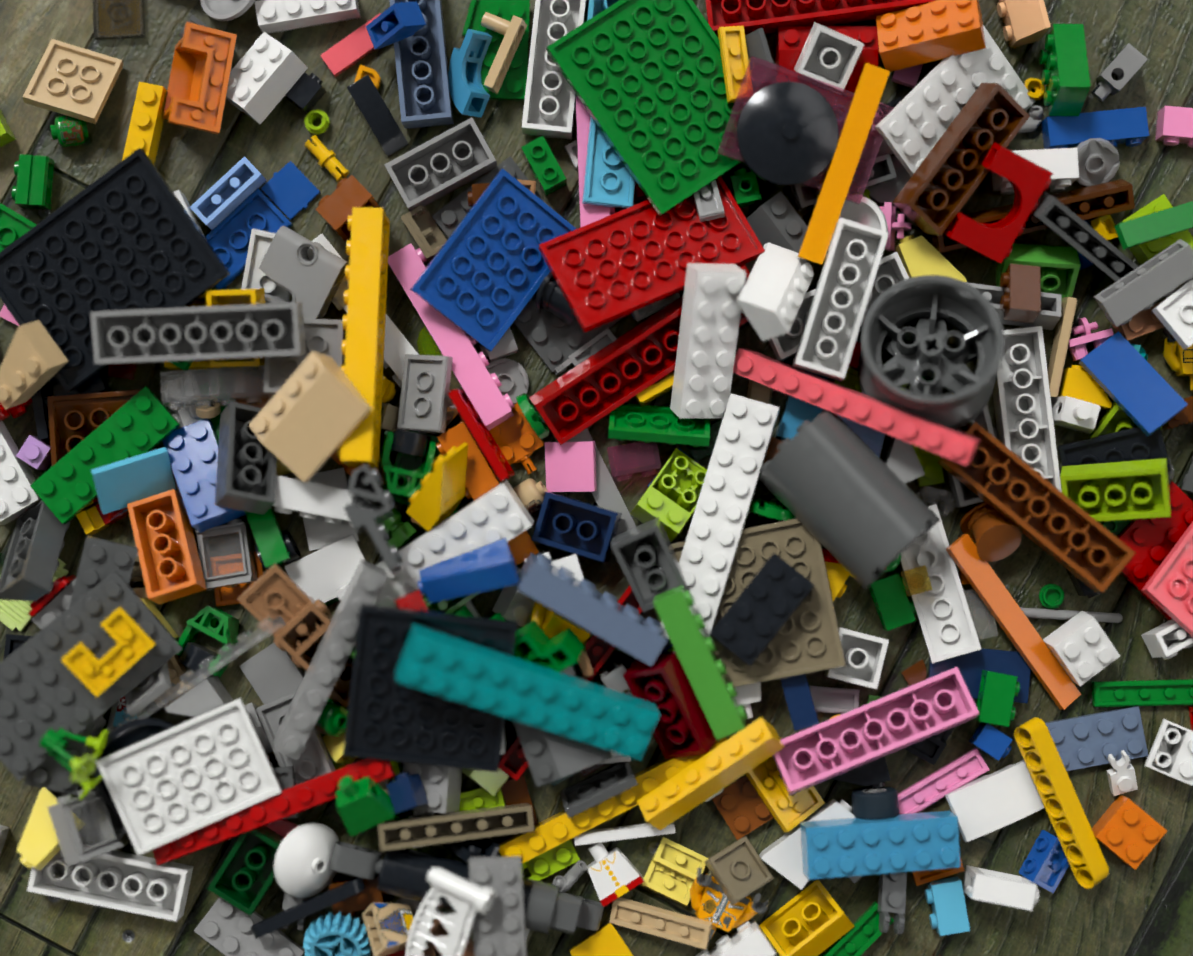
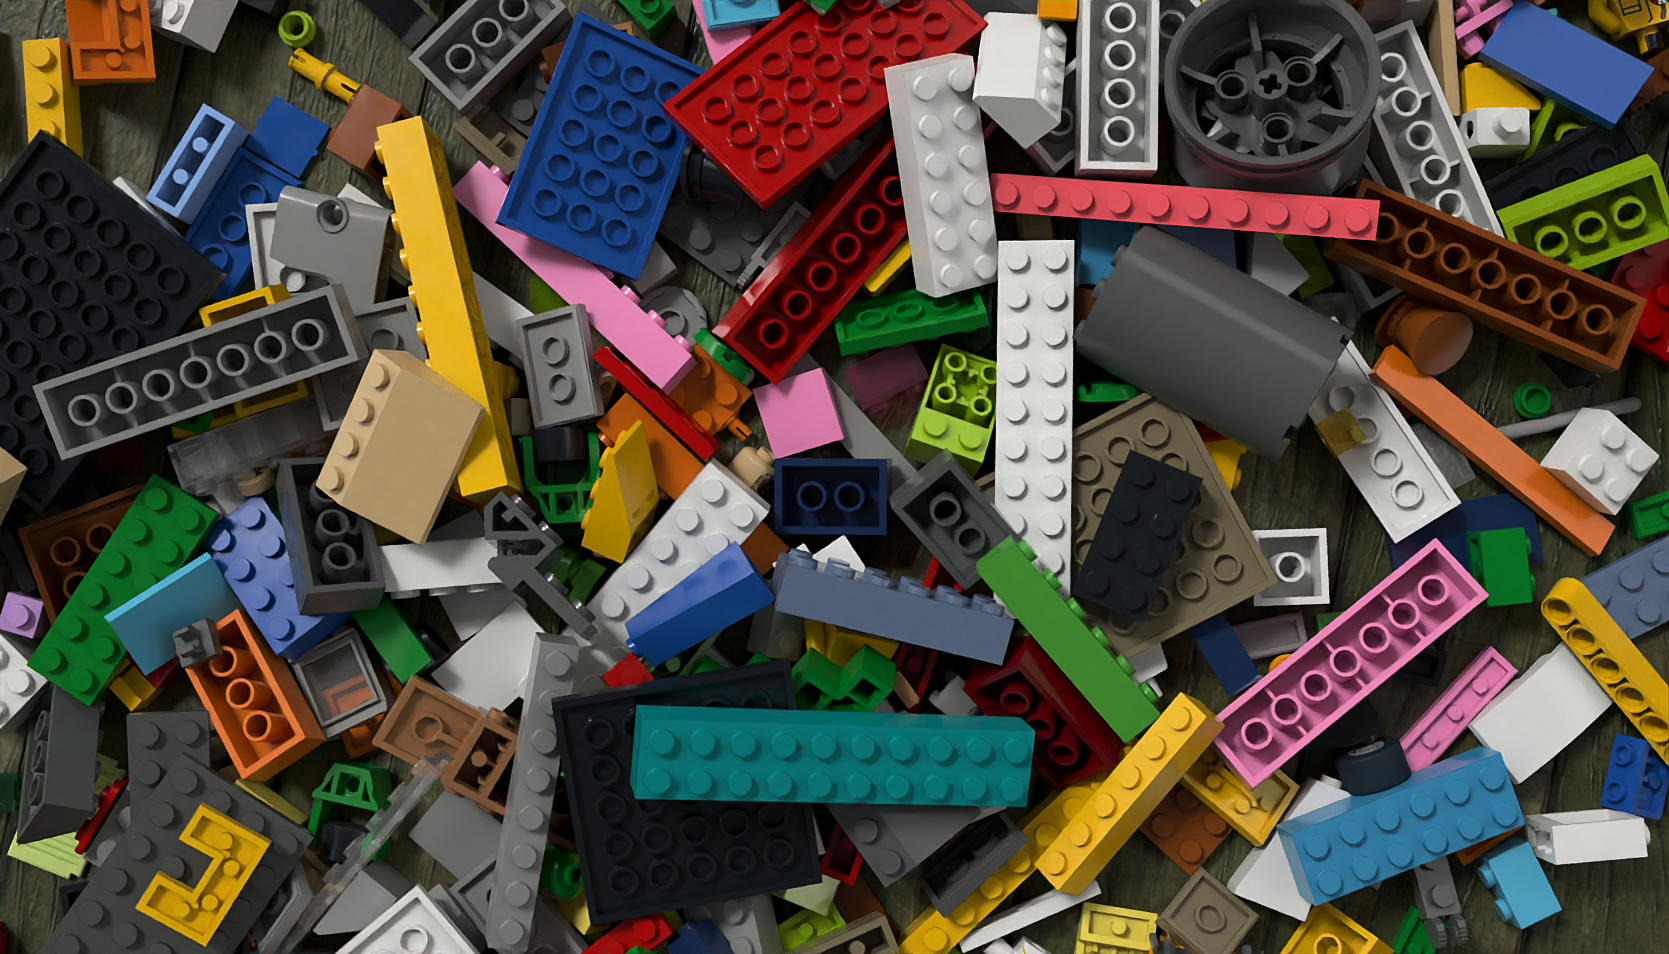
camera: 20 degrees left, 0 degrees up
(142, 503) = (197, 643): none -> dark grey tile
(892, 602) = (1312, 474): green brick -> none
(914, 673) = (1372, 566): reddish brown tile -> none
(991, 741) = (1509, 629): blue brick -> none

